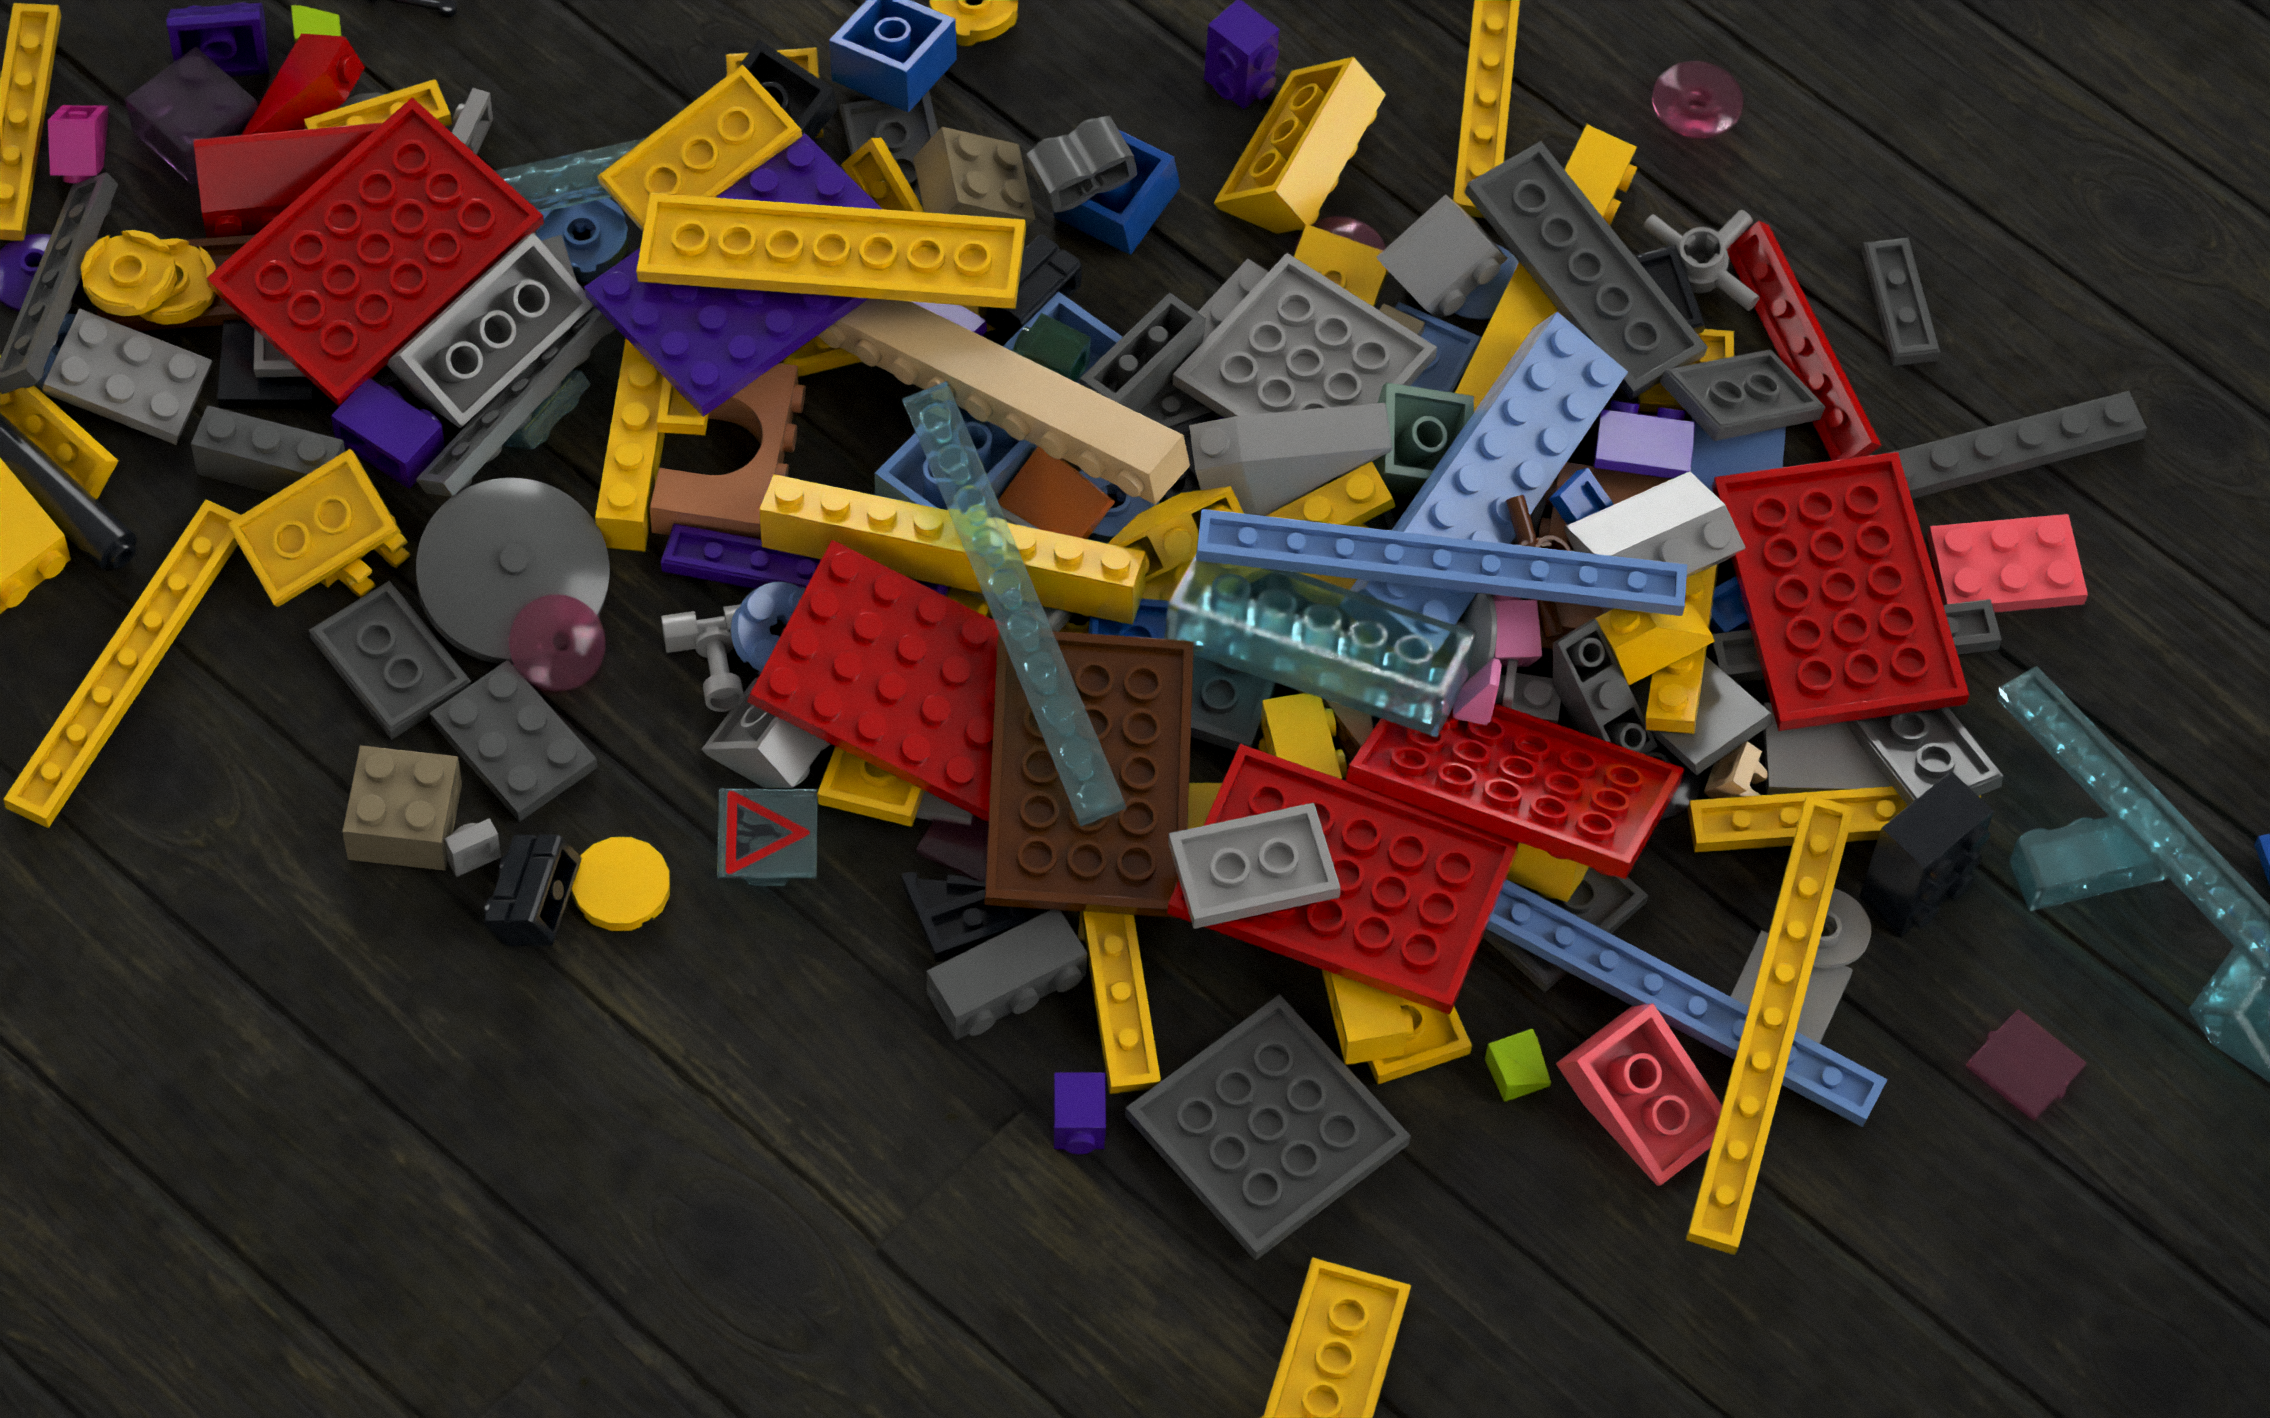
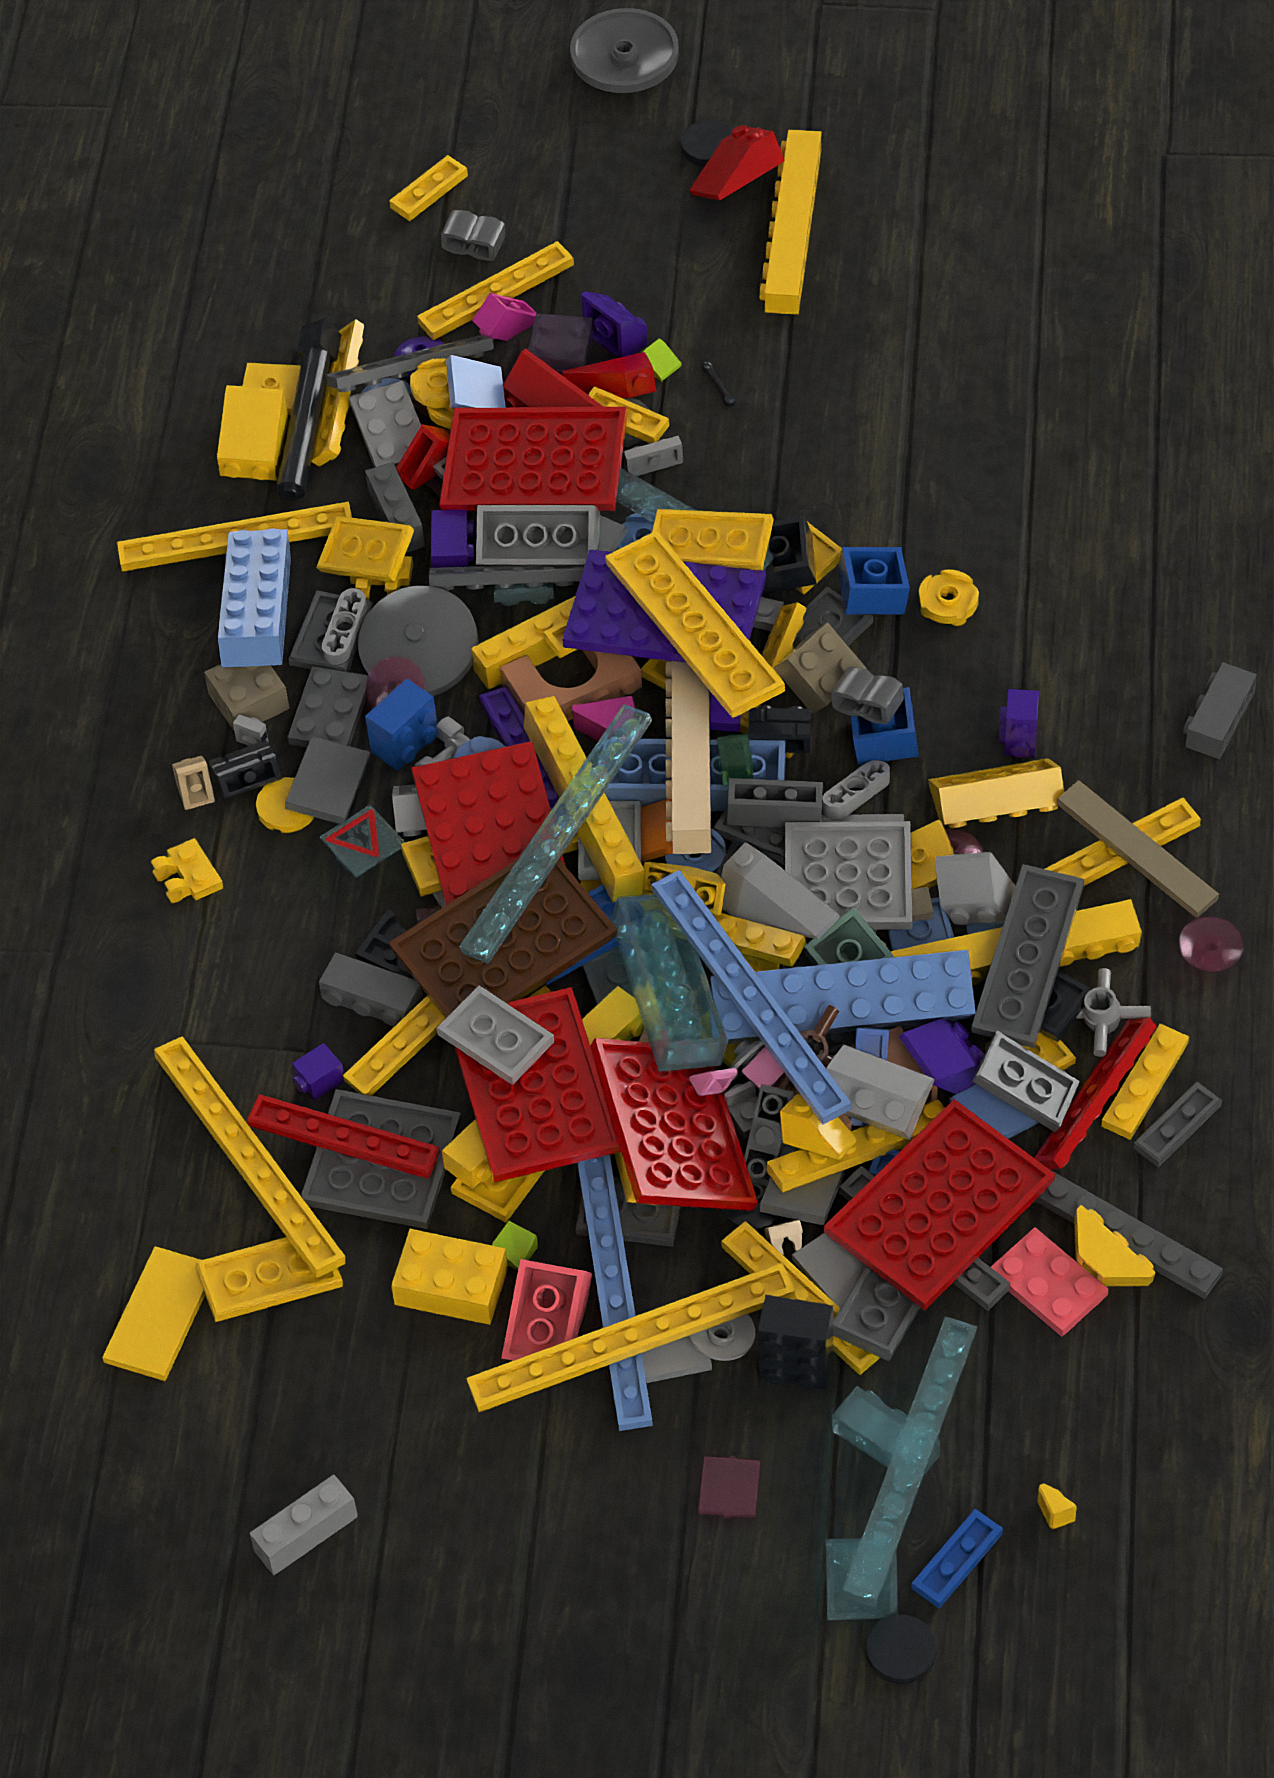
camera: 60 degrees right, 5 degrees down
(183, 237) = (474, 384): none -> tile
(229, 364) = (424, 452): none -> red slope
(282, 696) = (254, 598): none -> medium blue brick
(409, 654) = (348, 637): none -> light grey beam
(492, 958) = (193, 782): none -> tan slope
(623, 1053) = (193, 867): none -> yellow plate
(634, 811) = (327, 780): none -> dark grey tile
(641, 669) = (402, 724): none -> blue brick
(838, 449) = (595, 717): none -> dark pink slope
(1142, 1268) = (250, 1157): none -> yellow plate
(1175, 263) = (841, 801): none -> light grey beam
(1208, 1144) = (343, 1136): none -> red tile
(1510, 1161) = (450, 1276): none -> yellow brick
(1513, 72) = (1138, 849): none -> dark tan tile
(1825, 291) = (1145, 1081): none -> yellow plate
(2024, 480) = (1107, 1253): none -> yellow slope

